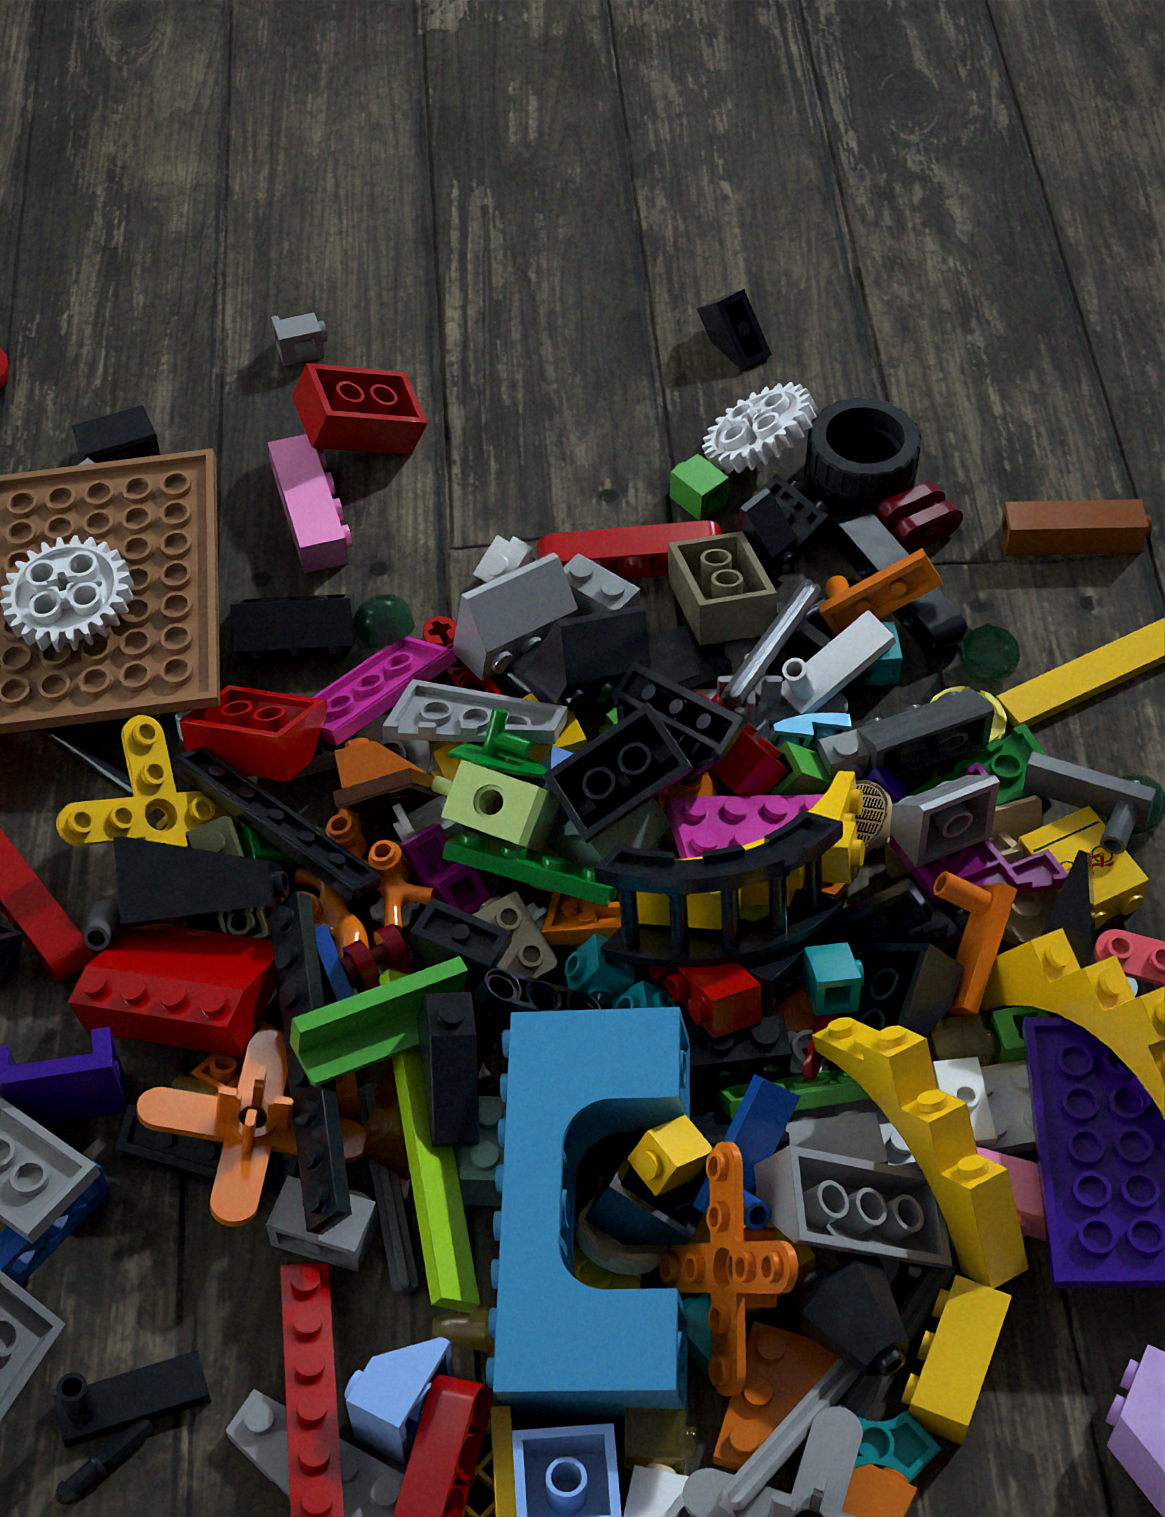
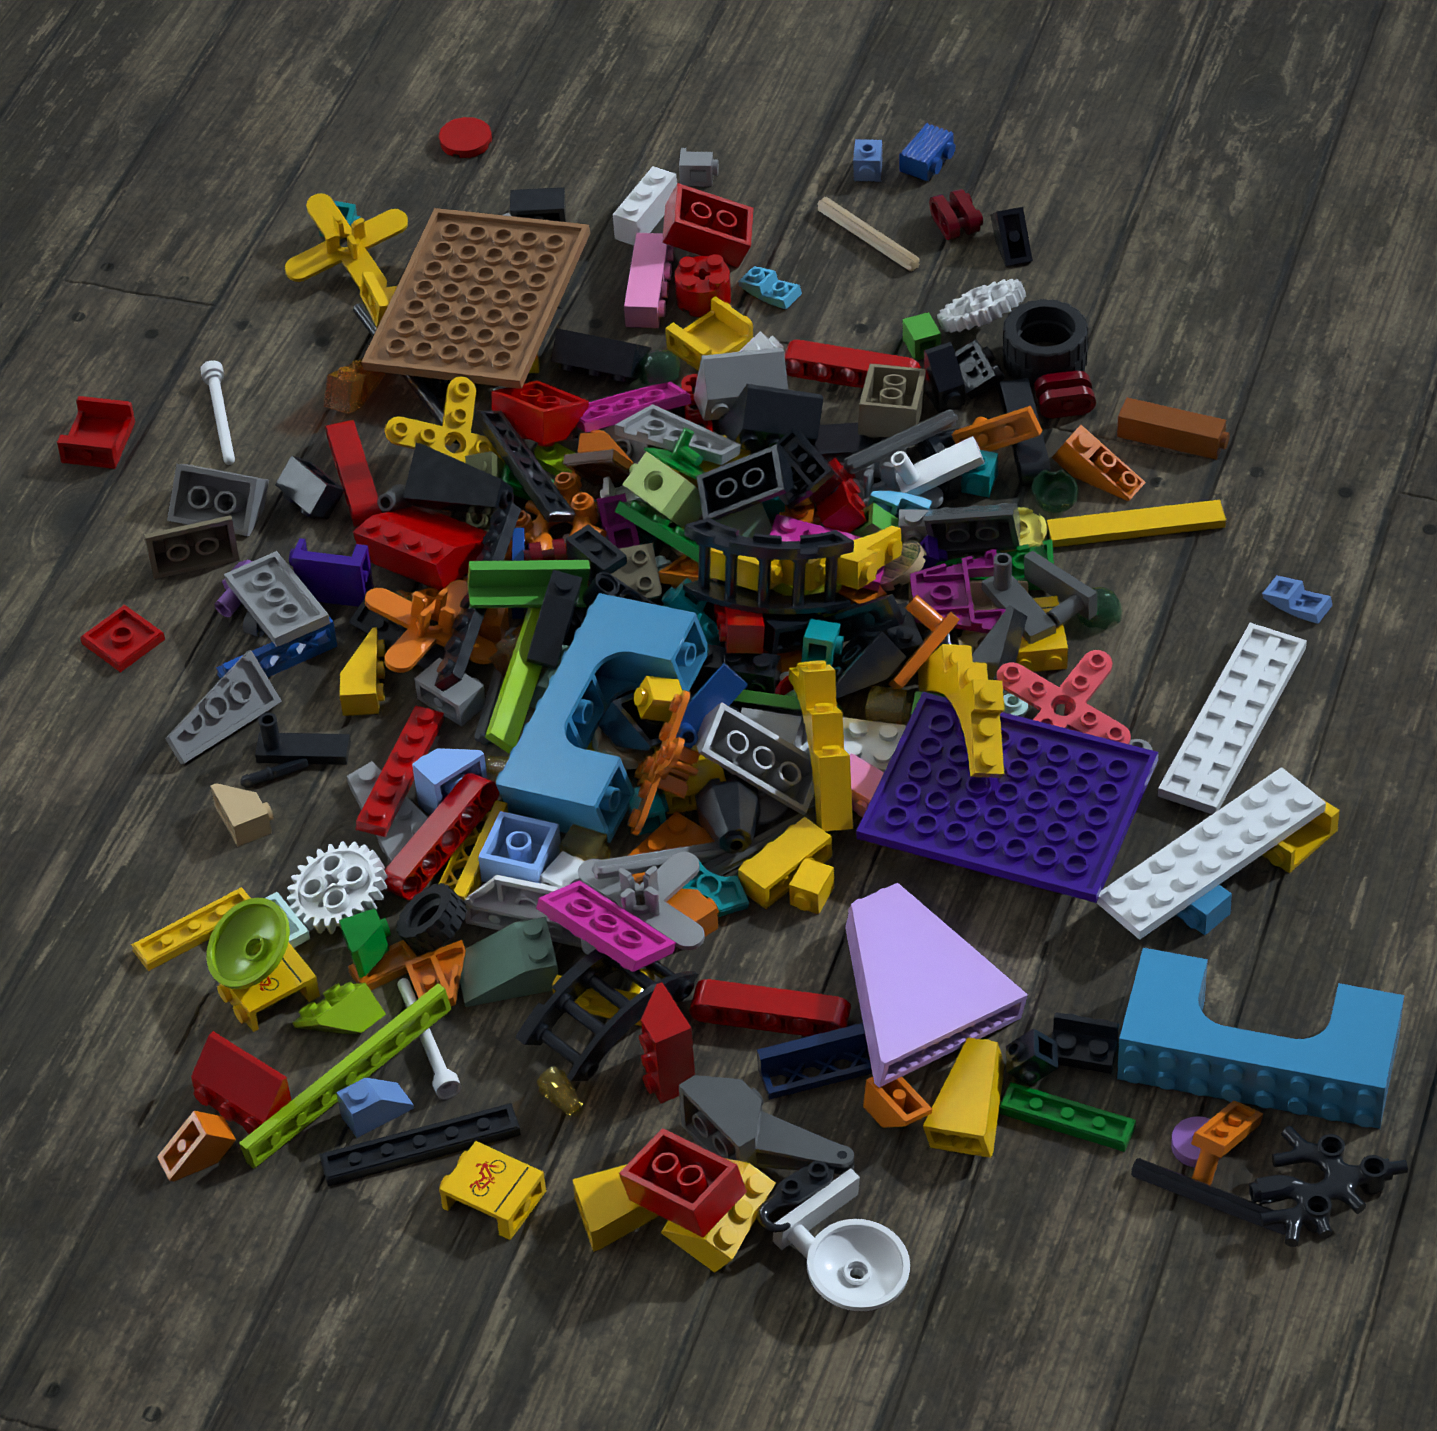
camera: 25 degrees right, 5 degrees down
(67, 593) = (452, 293): white gear -> none
(176, 1244) = (361, 678): none -> yellow slope
(257, 404) = (644, 205): none -> white brick
(307, 795) = (552, 458): none -> lime plate
(386, 491) = (699, 281): none -> red brick
(428, 558) = (714, 333): none -> yellow panel
(461, 471) = (766, 287): none -> medium azure slope
(507, 277) = (867, 160): none -> medium blue brick
(555, 370) = (868, 234): none -> tan axle
(574, 251) = (927, 152): none -> blue brick
(598, 588) = (806, 377): light grey brick -> none
(651, 319) = (955, 214): none -> dark red brick
(945, 818) = (941, 570): light grey slope -> none
(965, 1081) = (868, 734): white plate -> none
(1010, 601) = (1095, 464): none -> orange slope
(1018, 1388) = (811, 886): none -> yellow brick
(1043, 829) = (1006, 591): none -> dark grey piece

